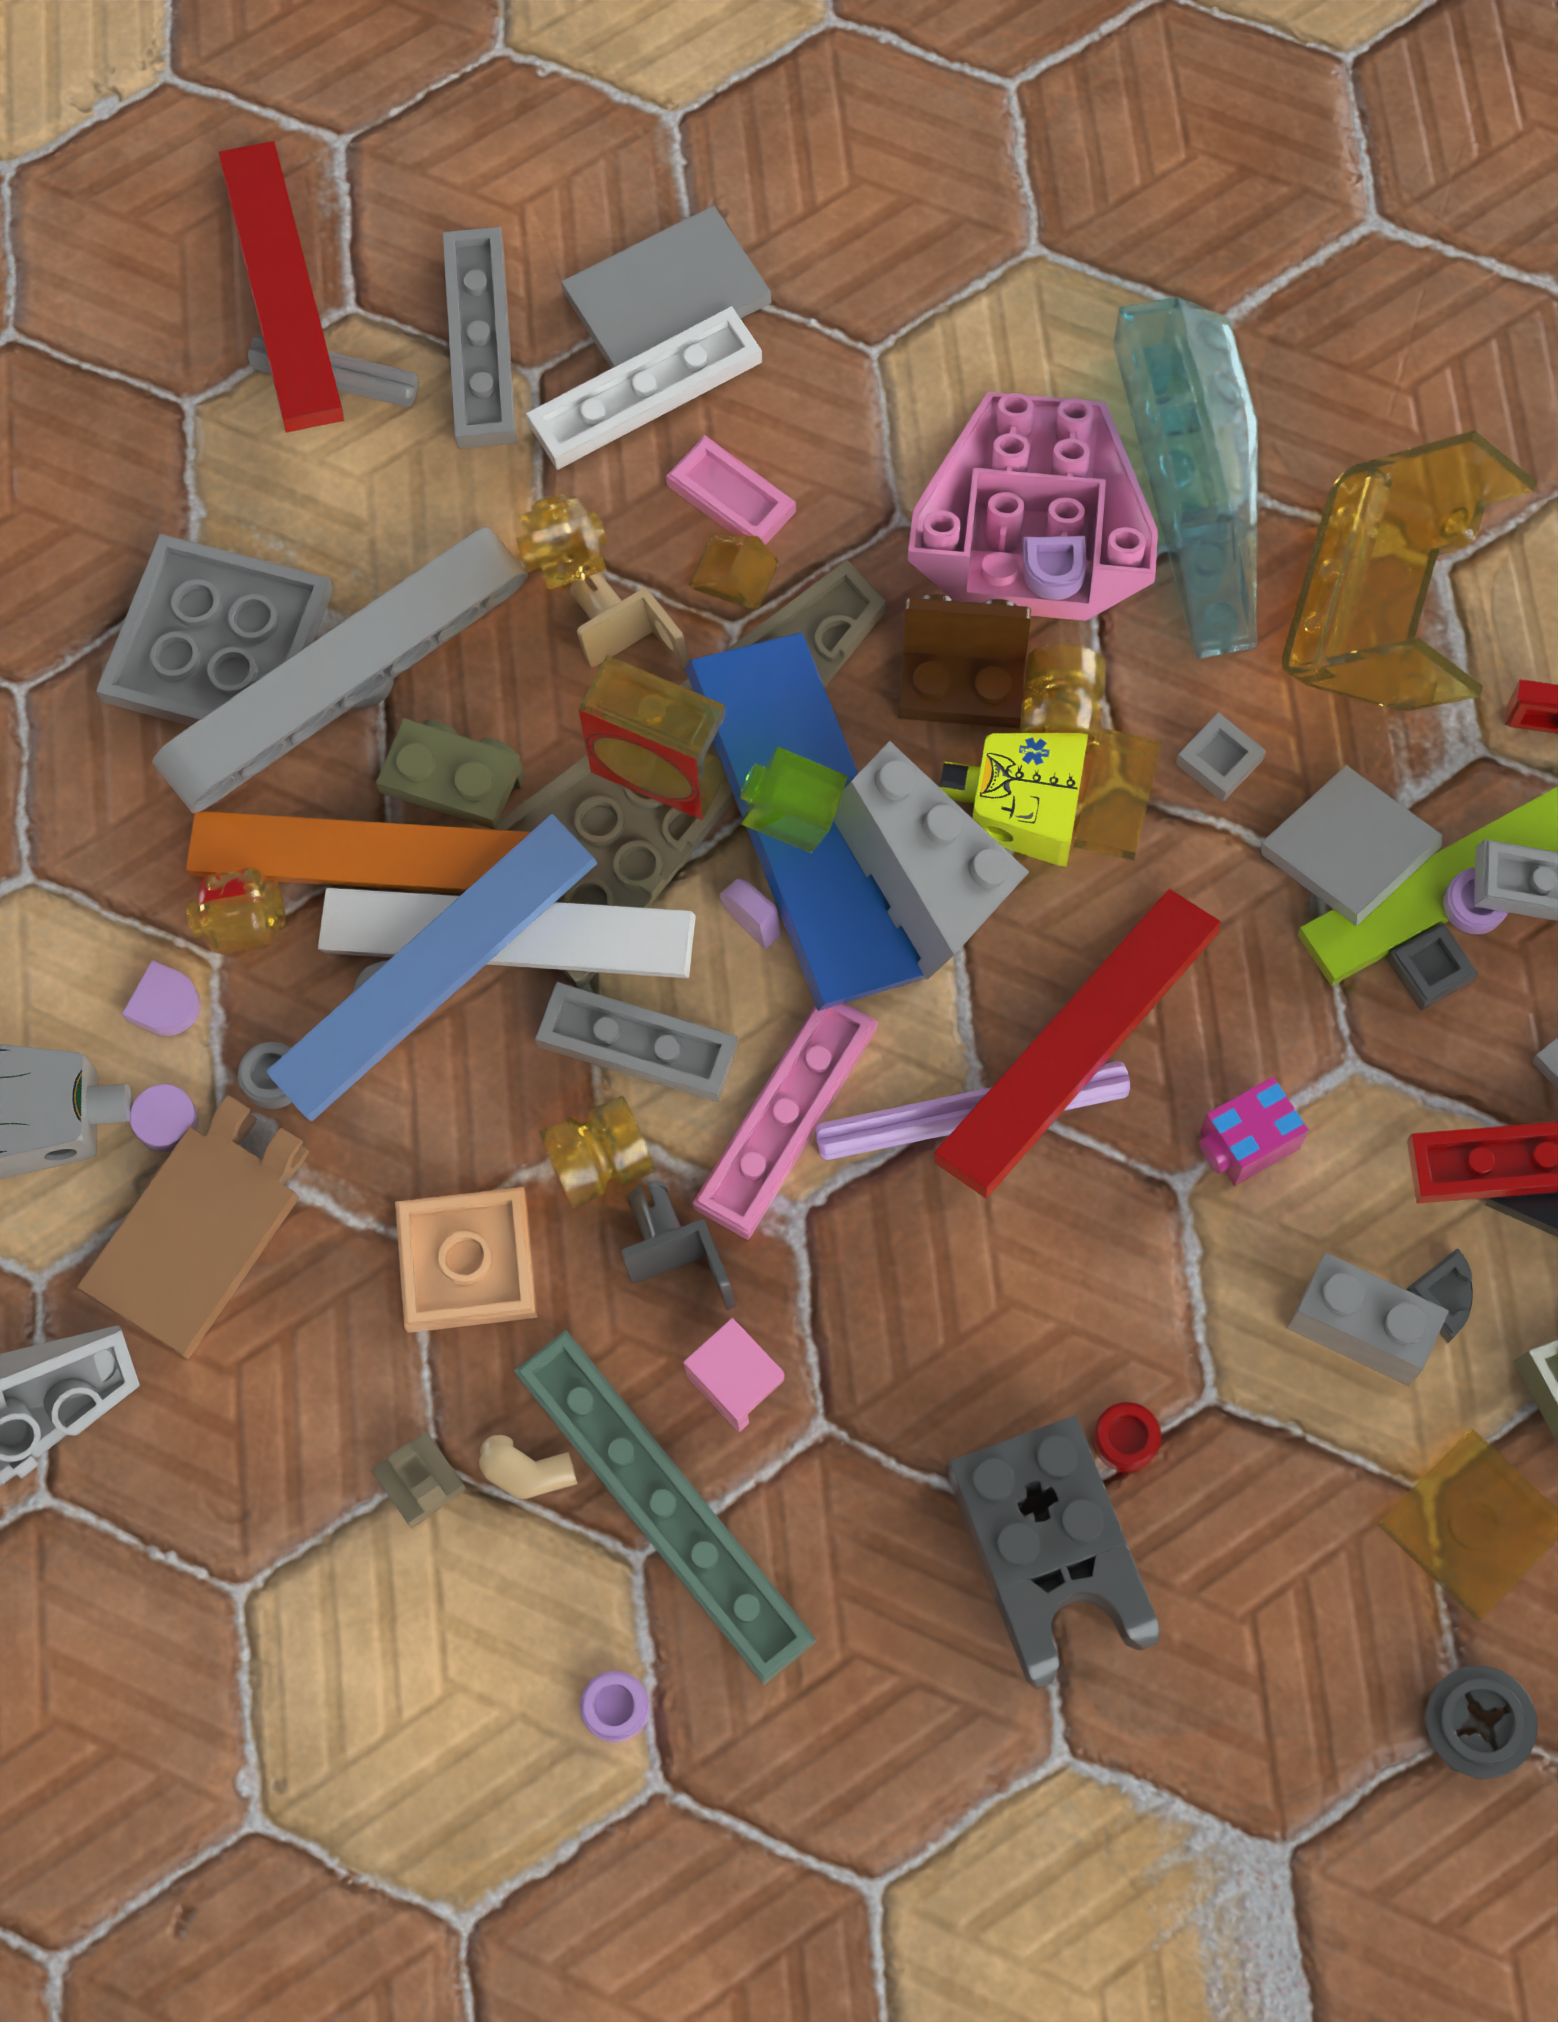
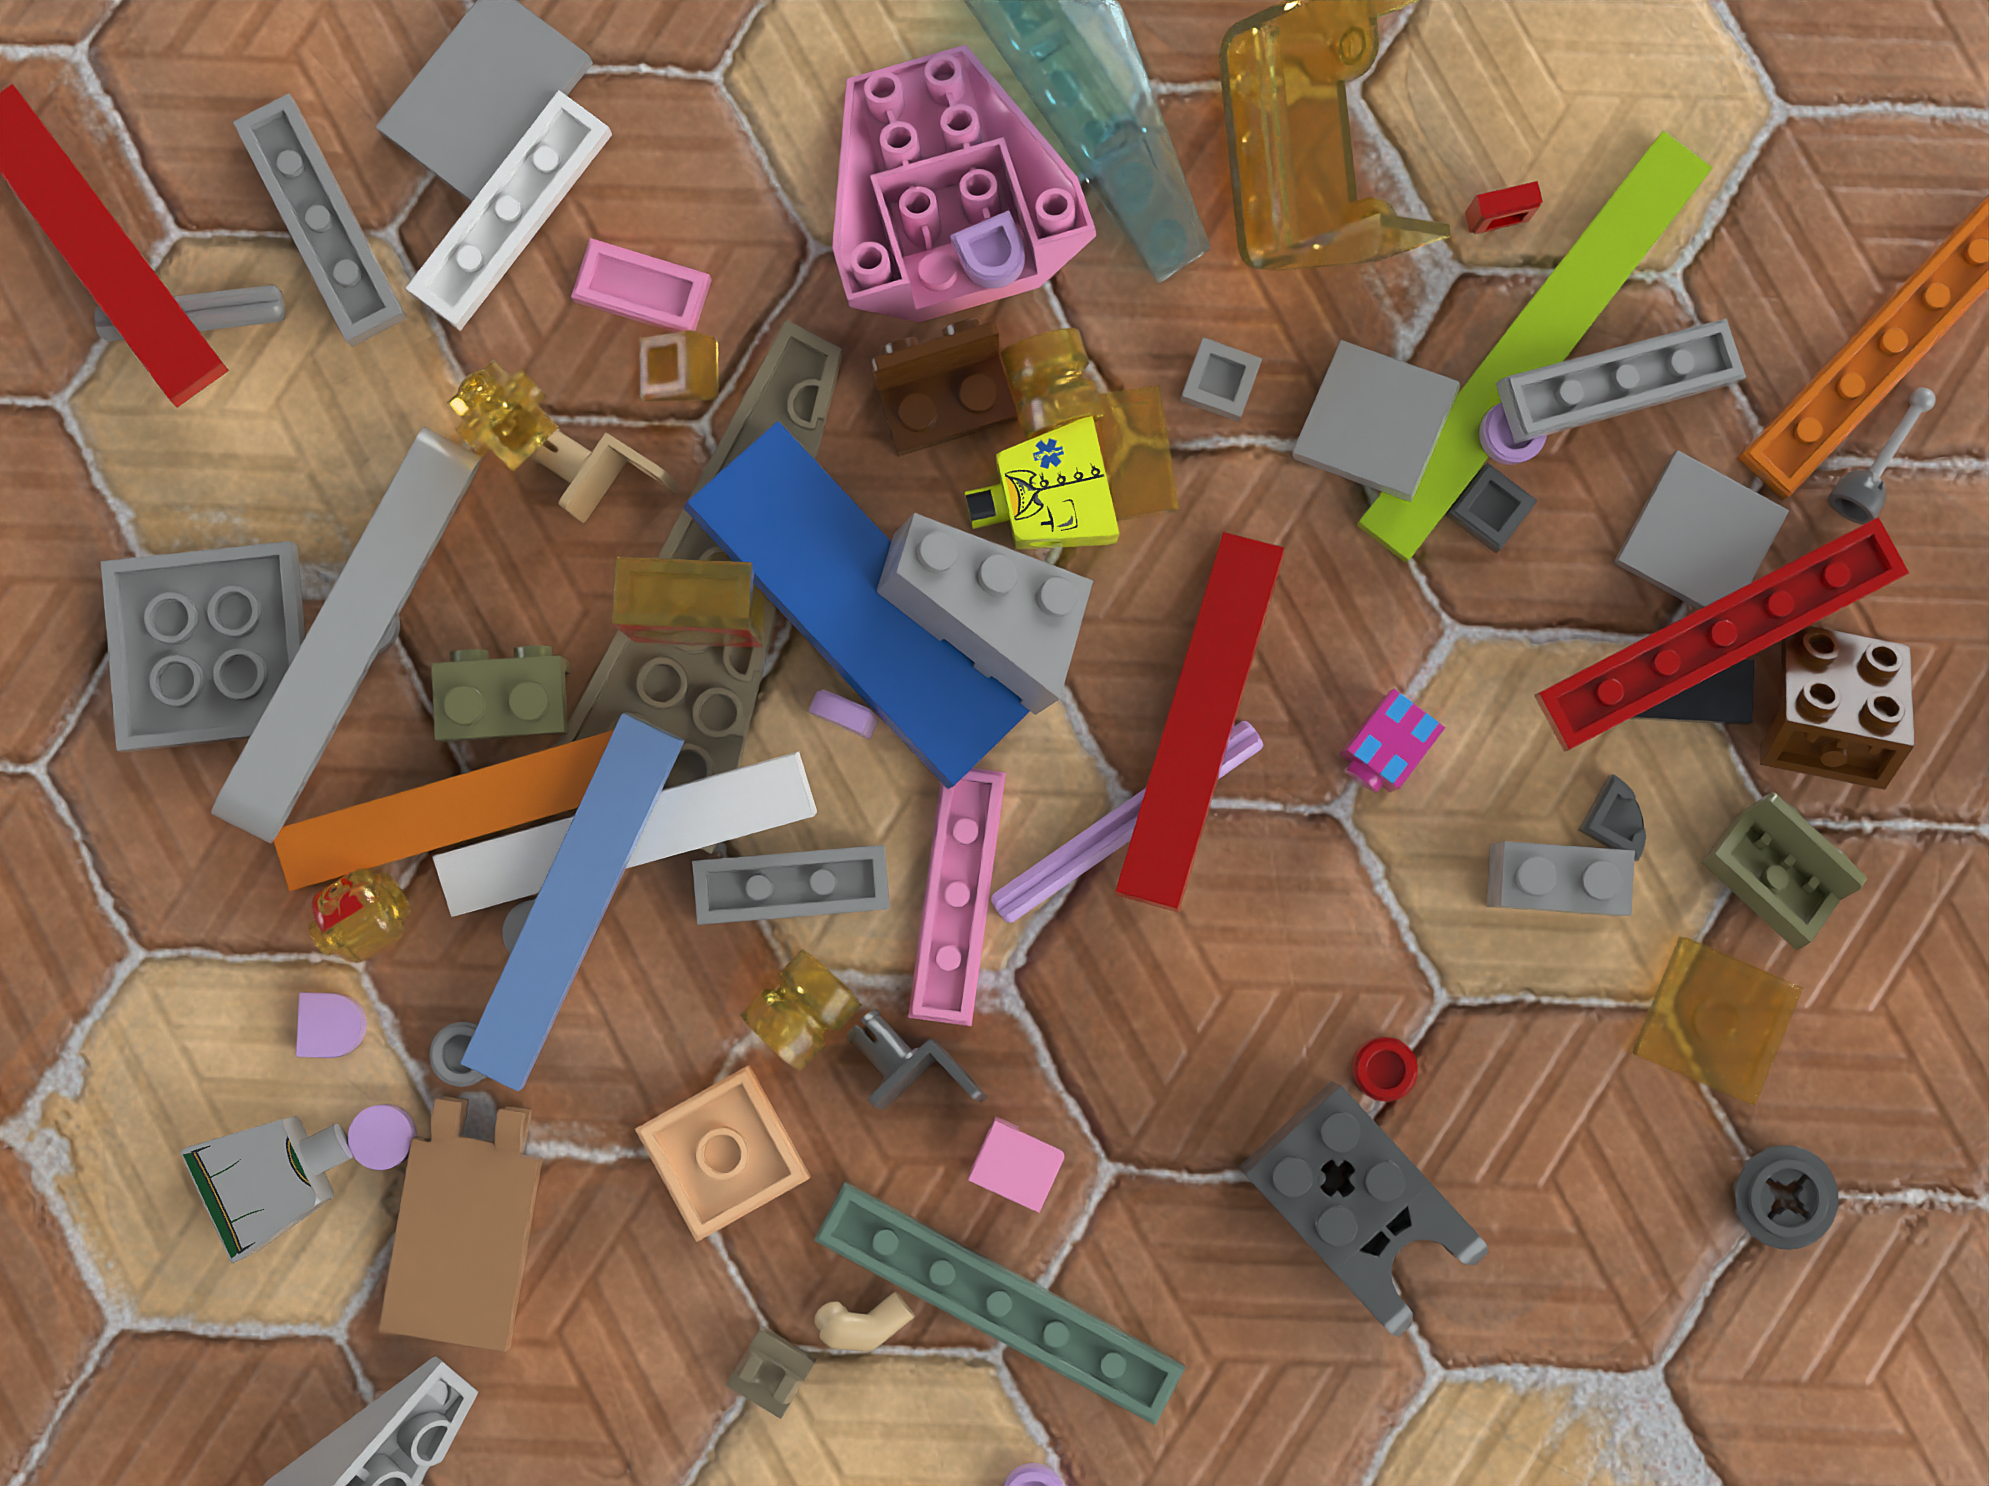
camera: 25 degrees left, 15 degrees up
(792, 799) = (844, 605): clear neon green brick -> none

